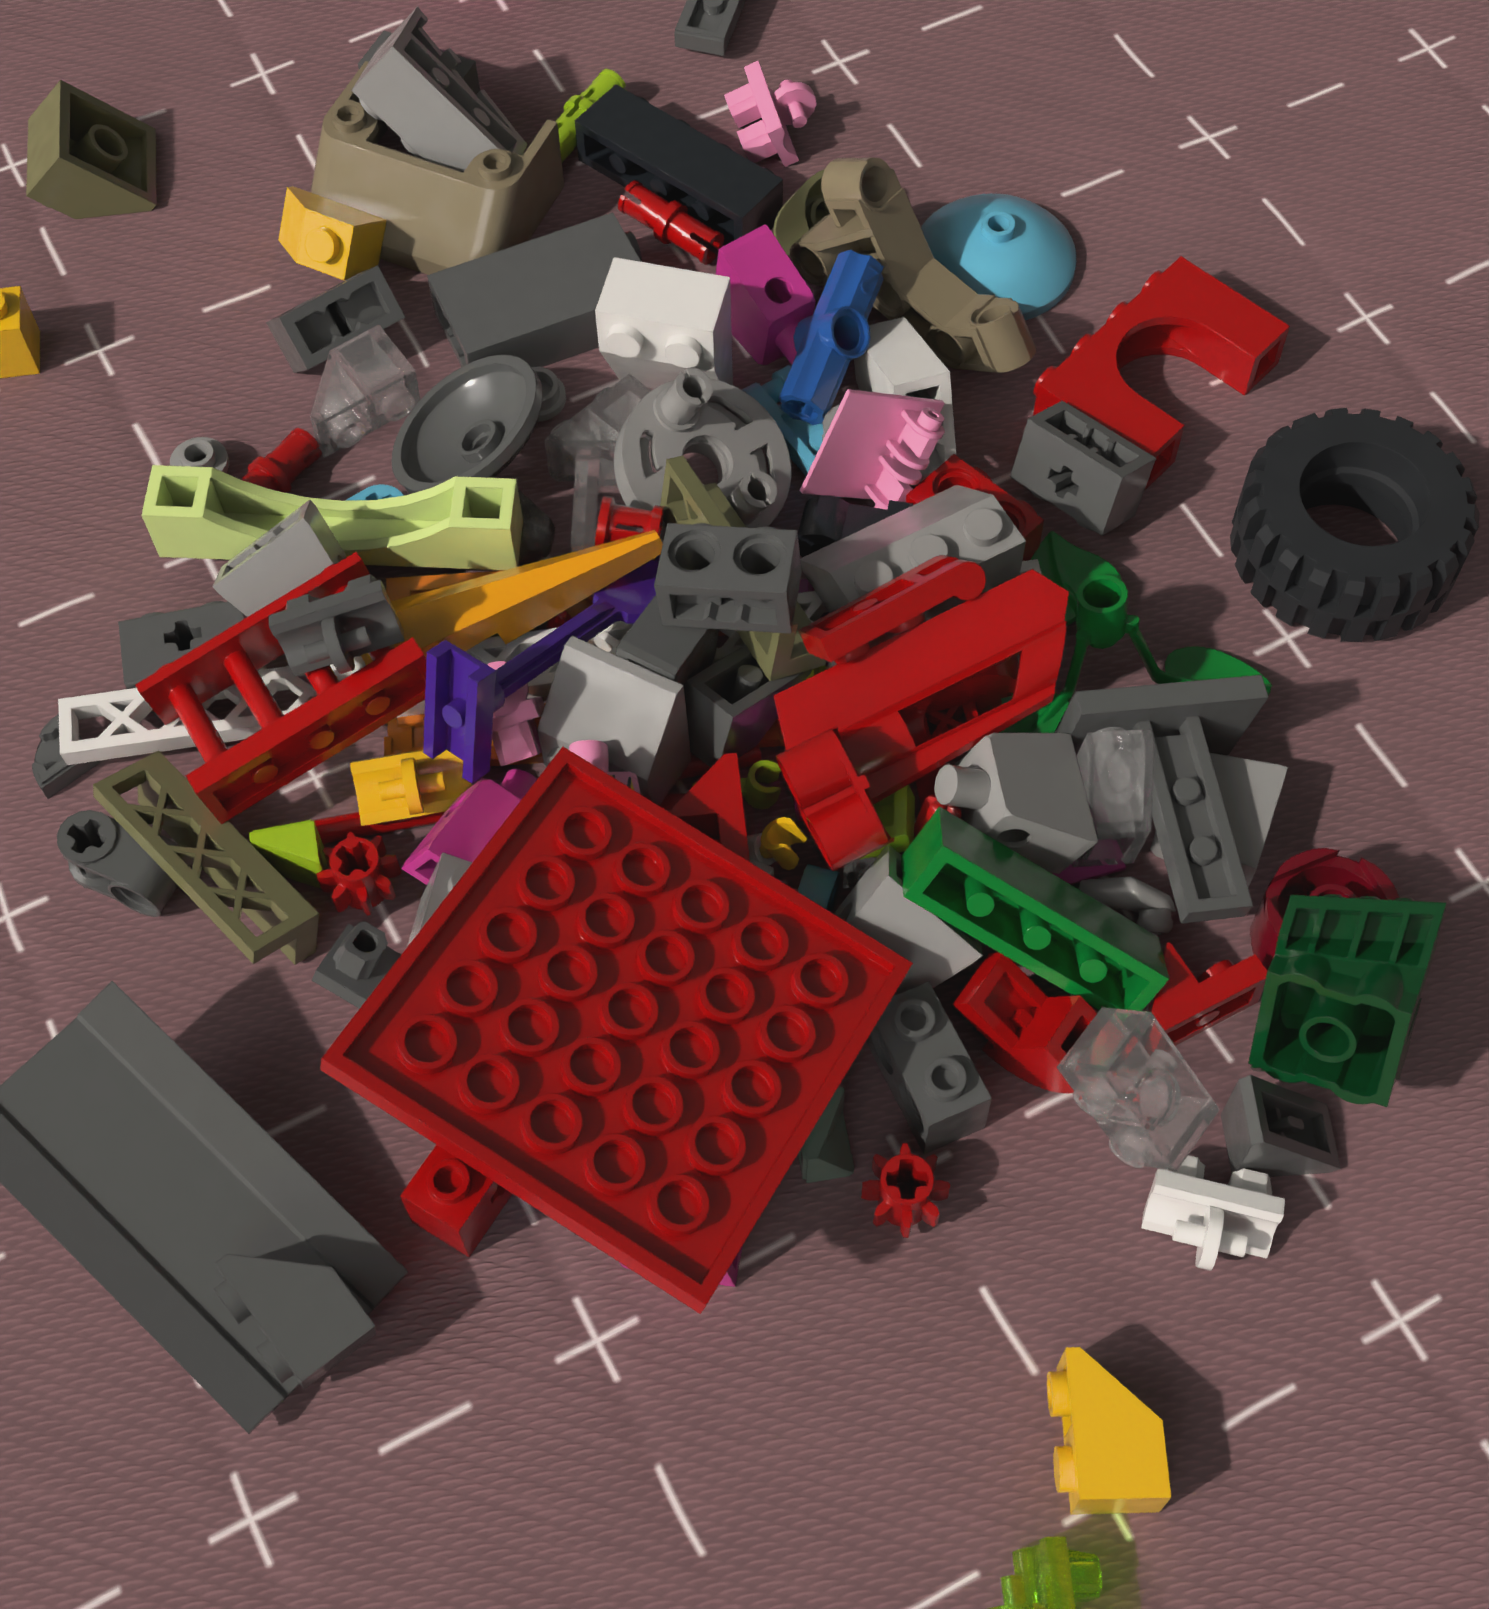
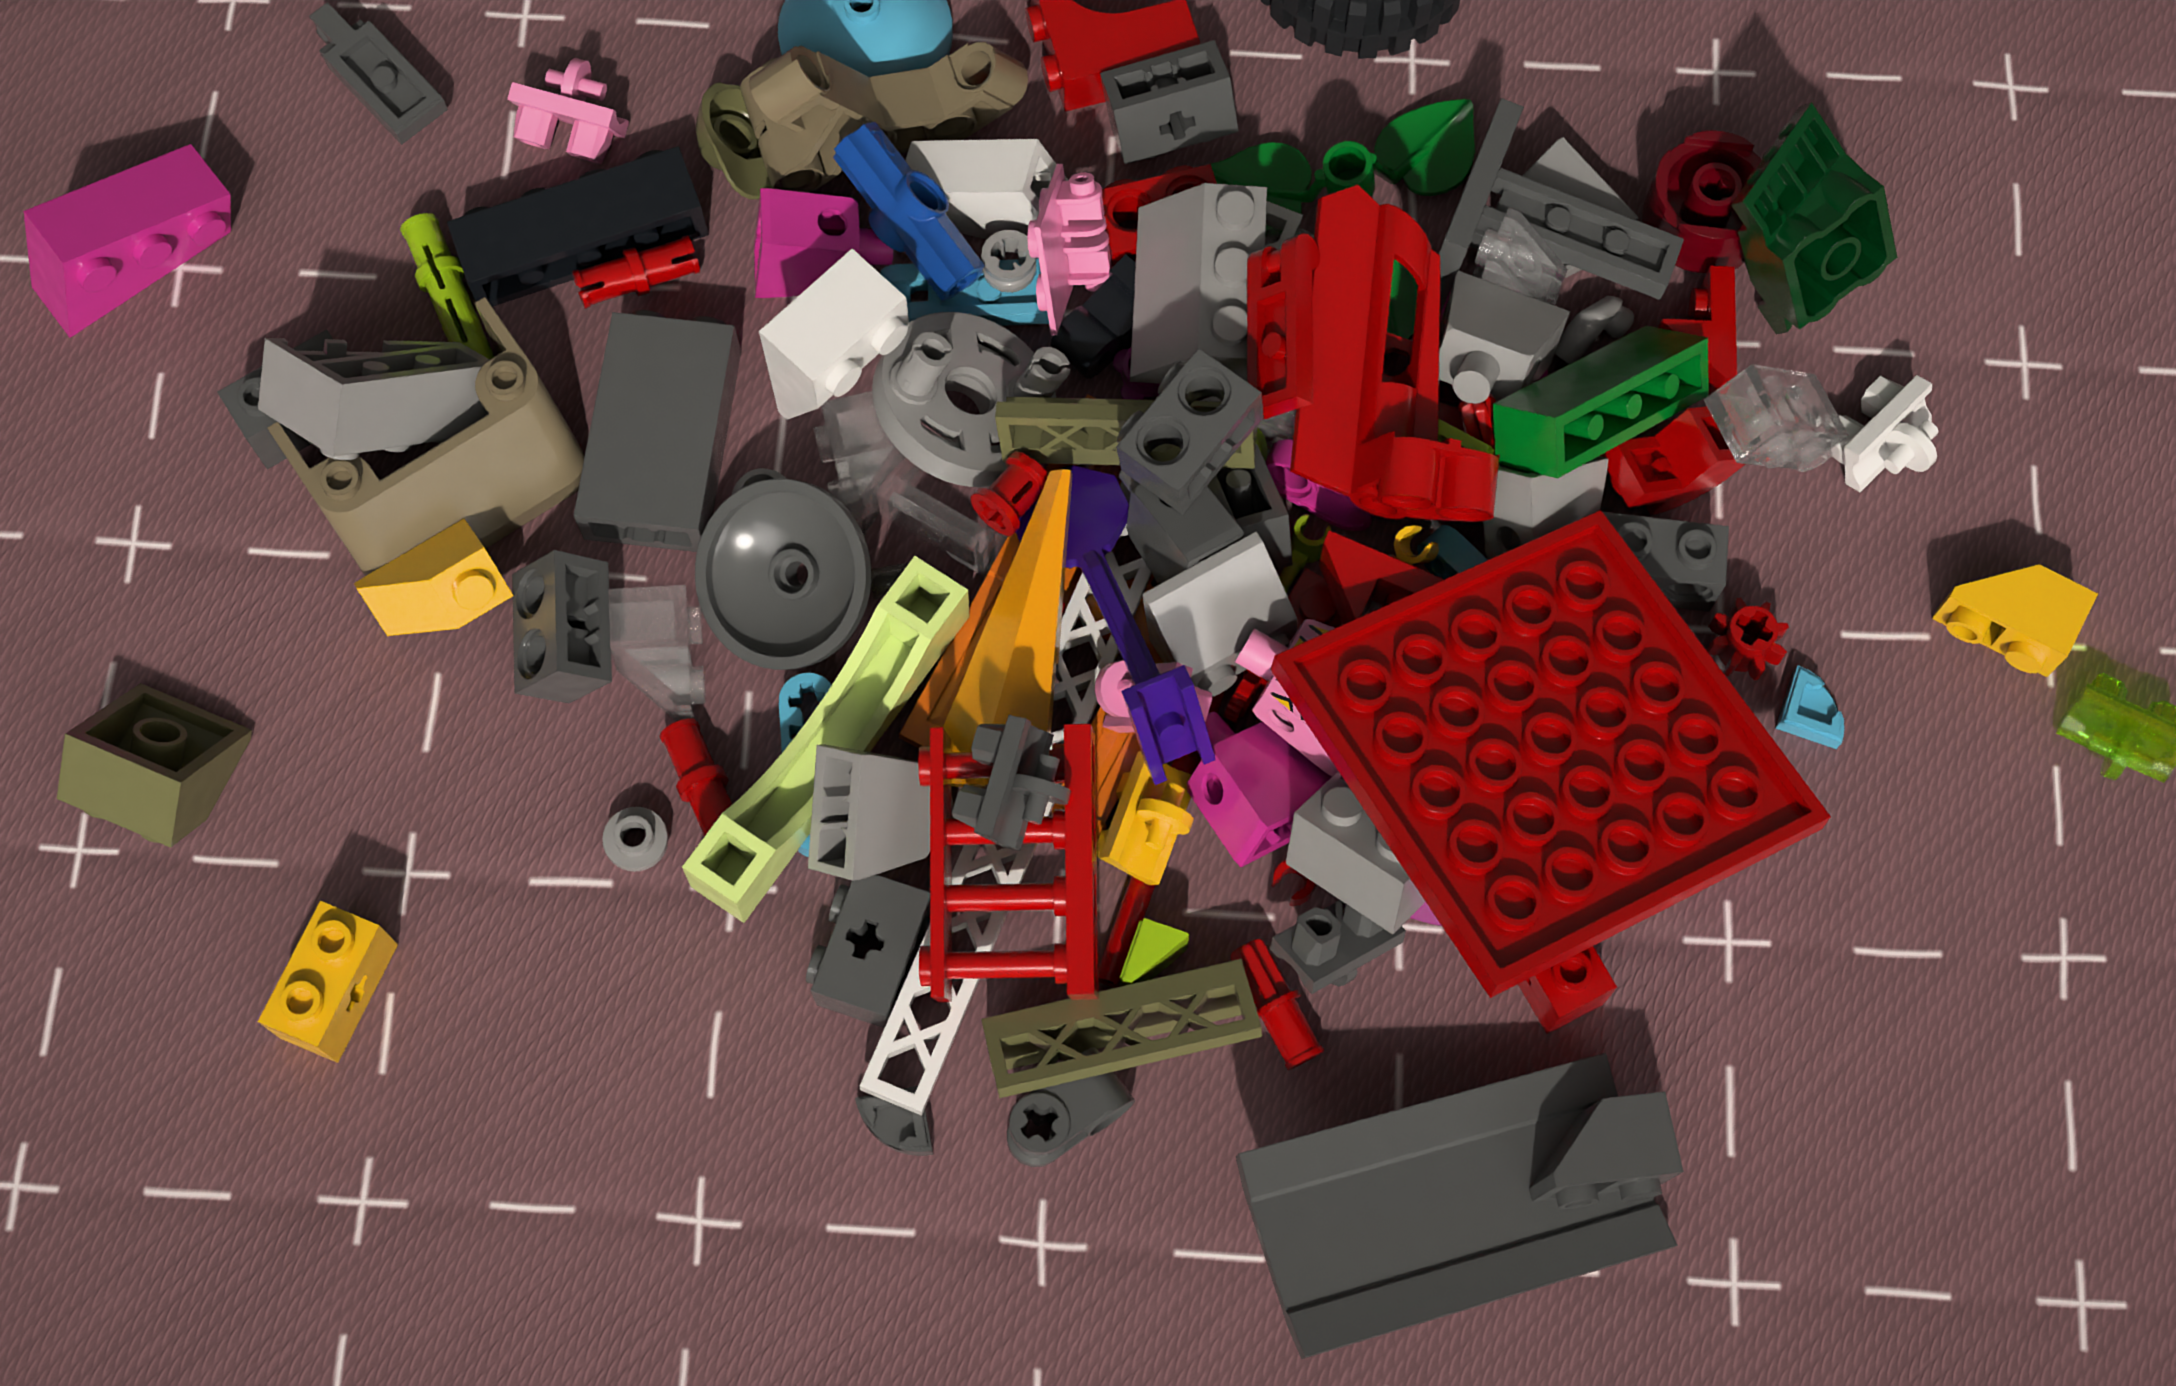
camera: 60 degrees left, 10 degrees up
(295, 990) = (1277, 1004): none -> red axle
(359, 873) = (1208, 893): red gear -> none
(878, 1293) = (1811, 710): none -> medium azure tile
(1277, 1131) = (1848, 352): dark grey slope -> none

